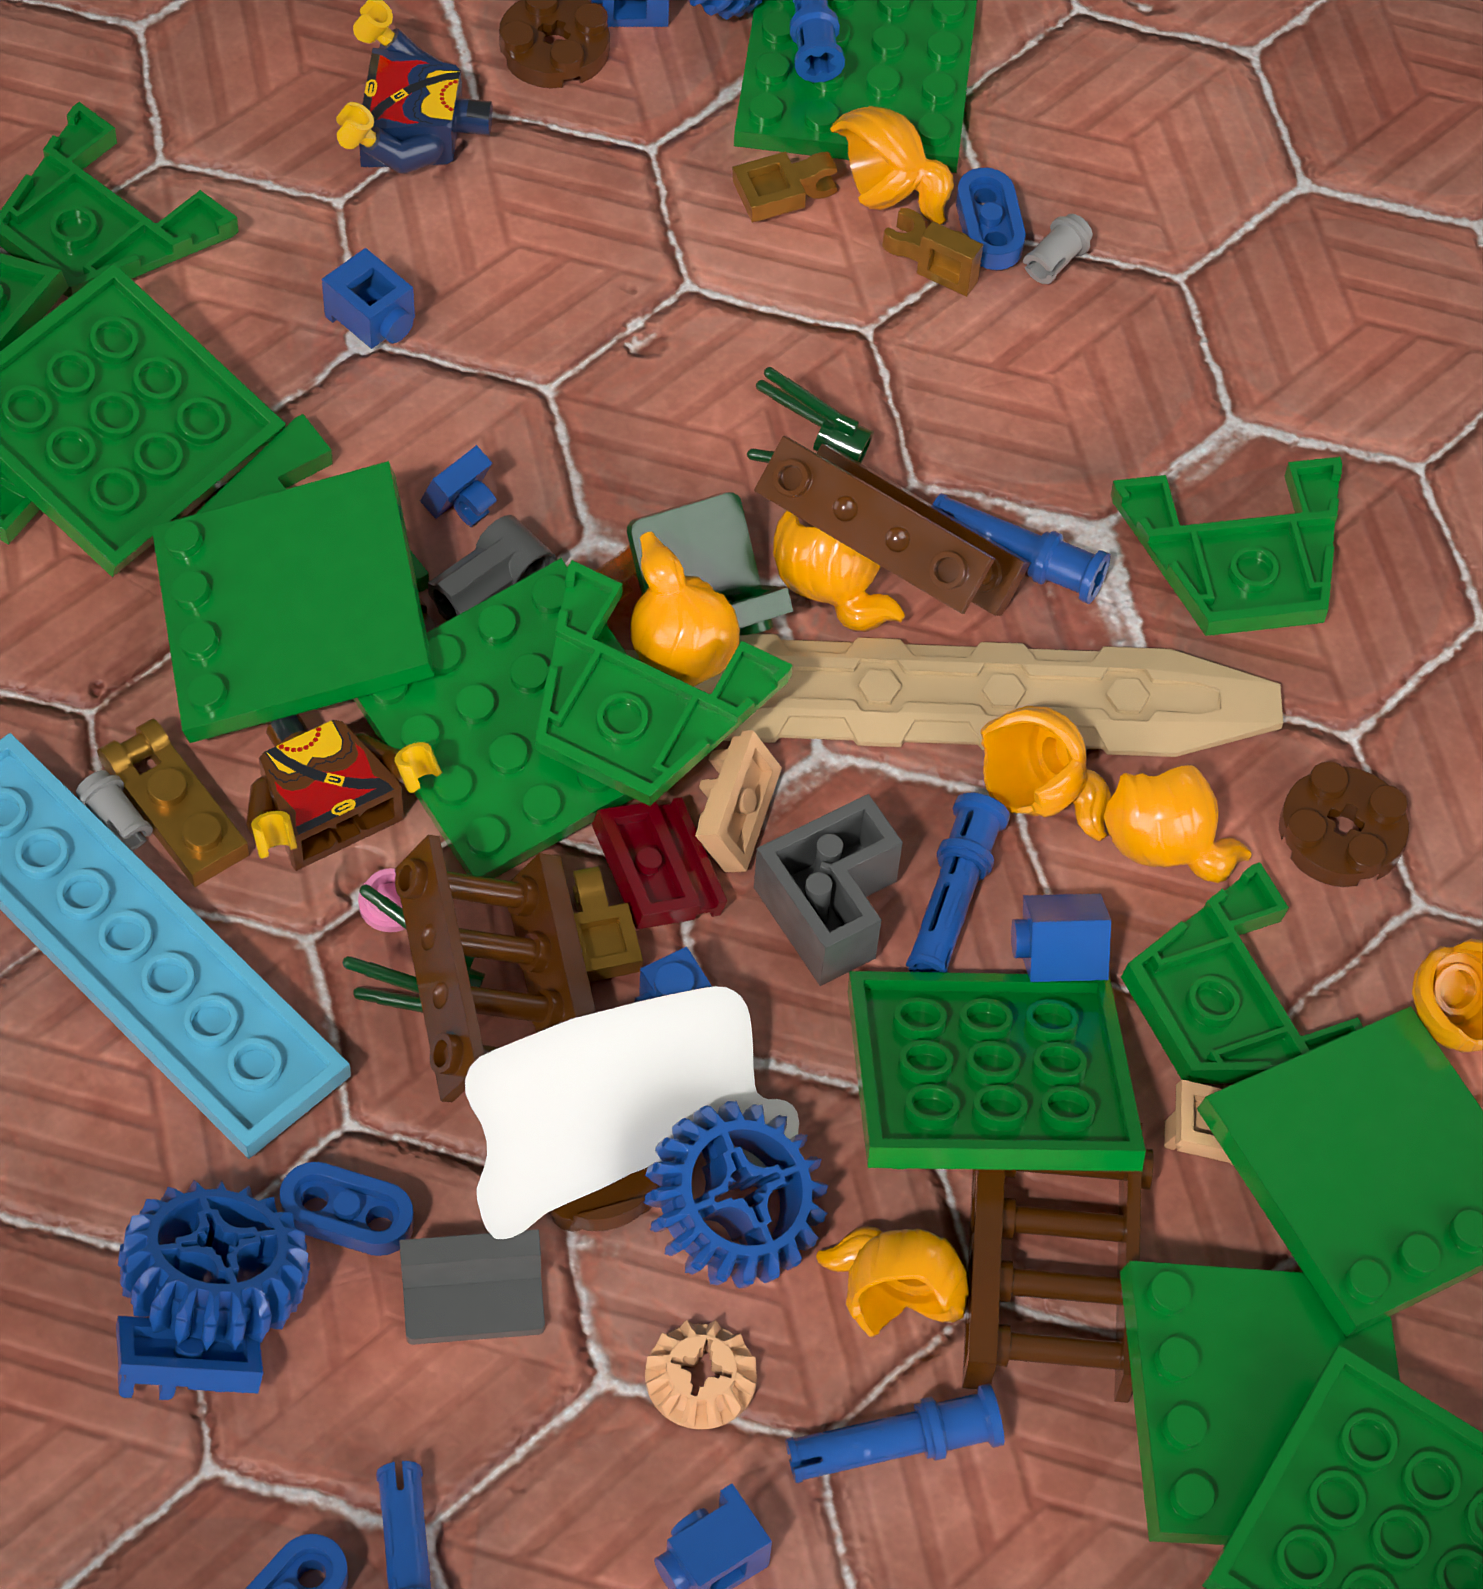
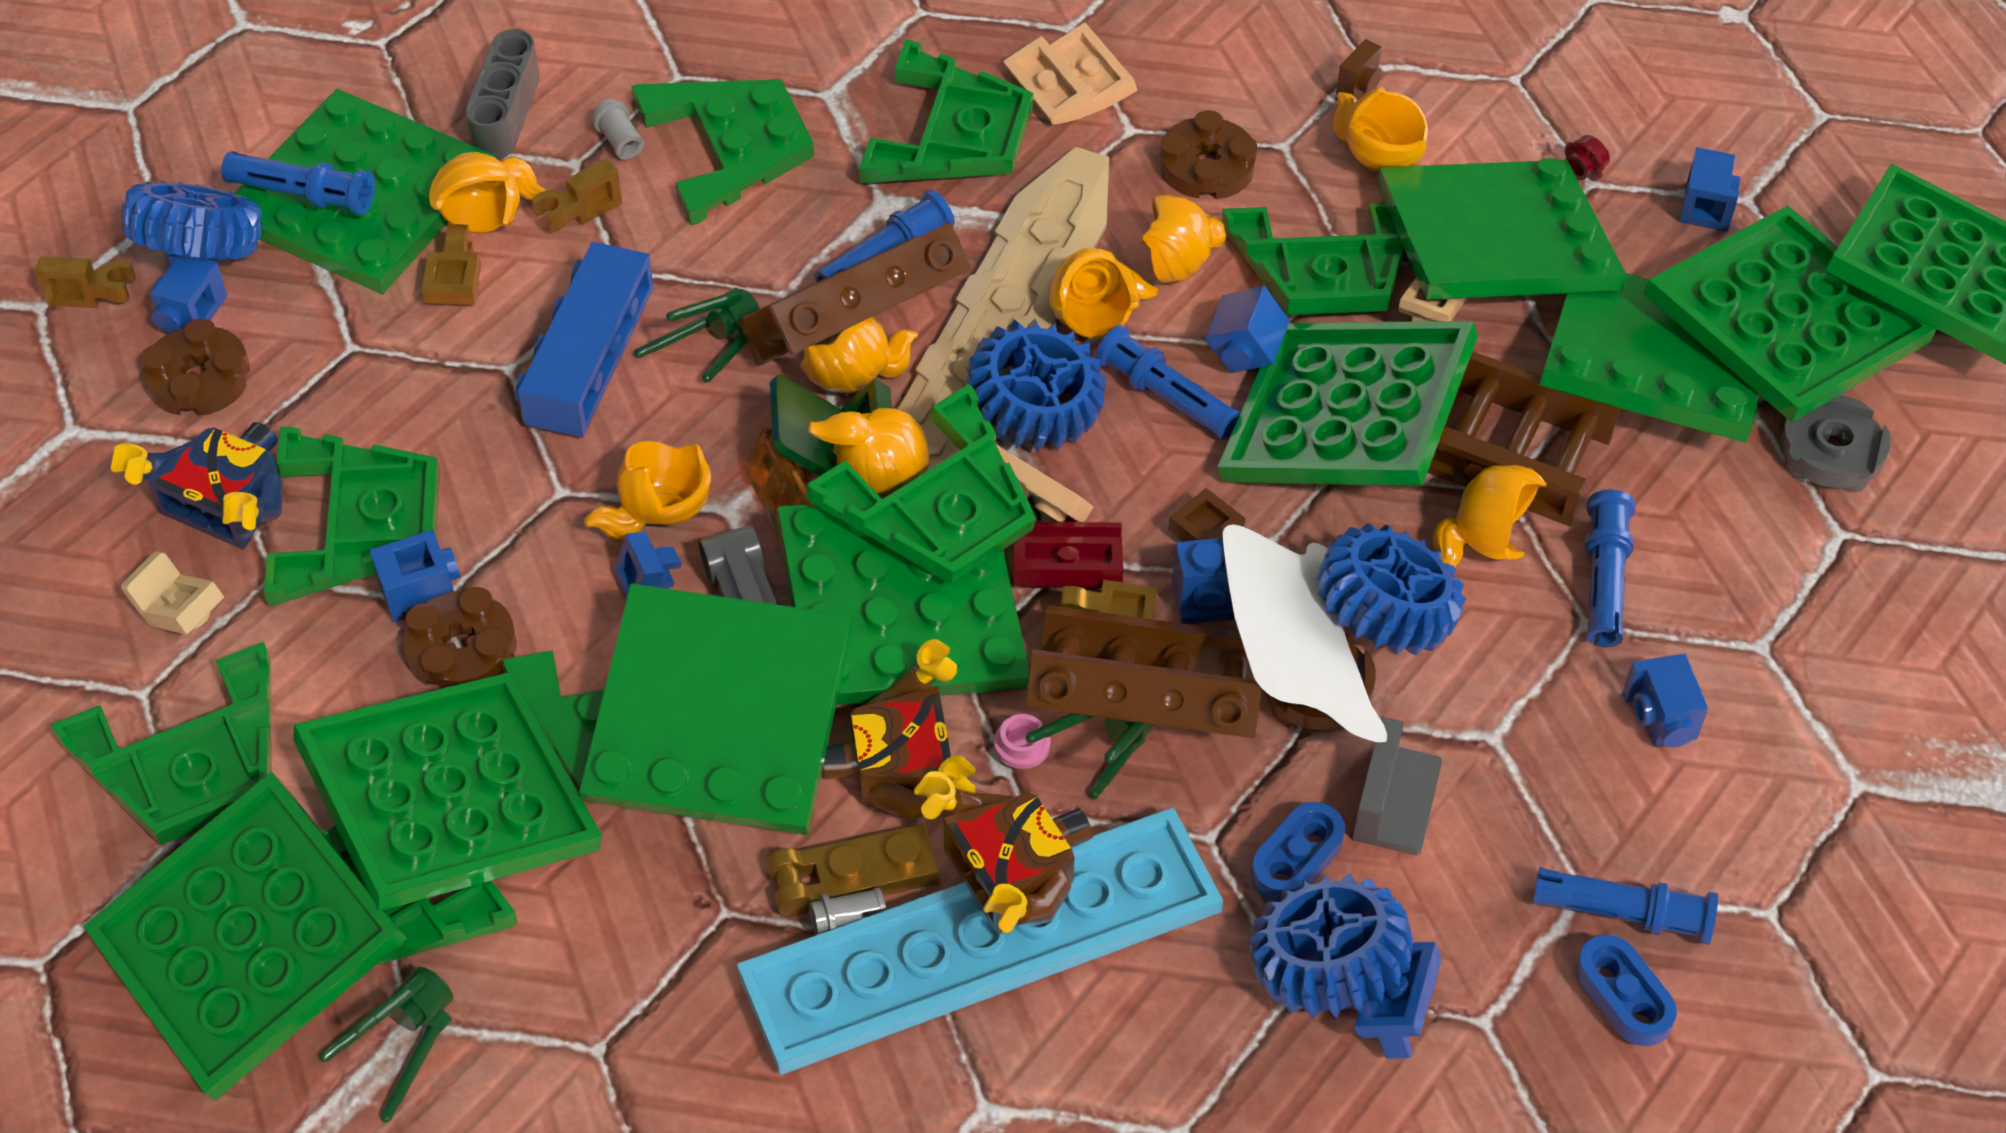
camera: 65 degrees left, 5 degrees down
(202, 915) = (1007, 849): none -> torso
(264, 126) = (169, 598): none -> tan bracket
(311, 345) = (455, 614): none -> reddish brown plate
(440, 244) = (372, 502): none -> green wing
(565, 453) = (655, 487): none -> light orange hair
(721, 1397) = (1526, 688): light nougat gear -> none
(735, 324) = (585, 339): none -> blue brick
(768, 984) = (1203, 518): none -> reddish brown plate
(820, 883) = (1147, 456): dark grey brick -> none
(843, 712) = (1042, 371): none -> blue gear
(996, 222) = (561, 153): blue plate -> none
(1046, 129) = (503, 93): none -> dark grey beam
(1124, 370) = (747, 127): none -> green wing
(1395, 643) = (1071, 75): none -> light nougat slope

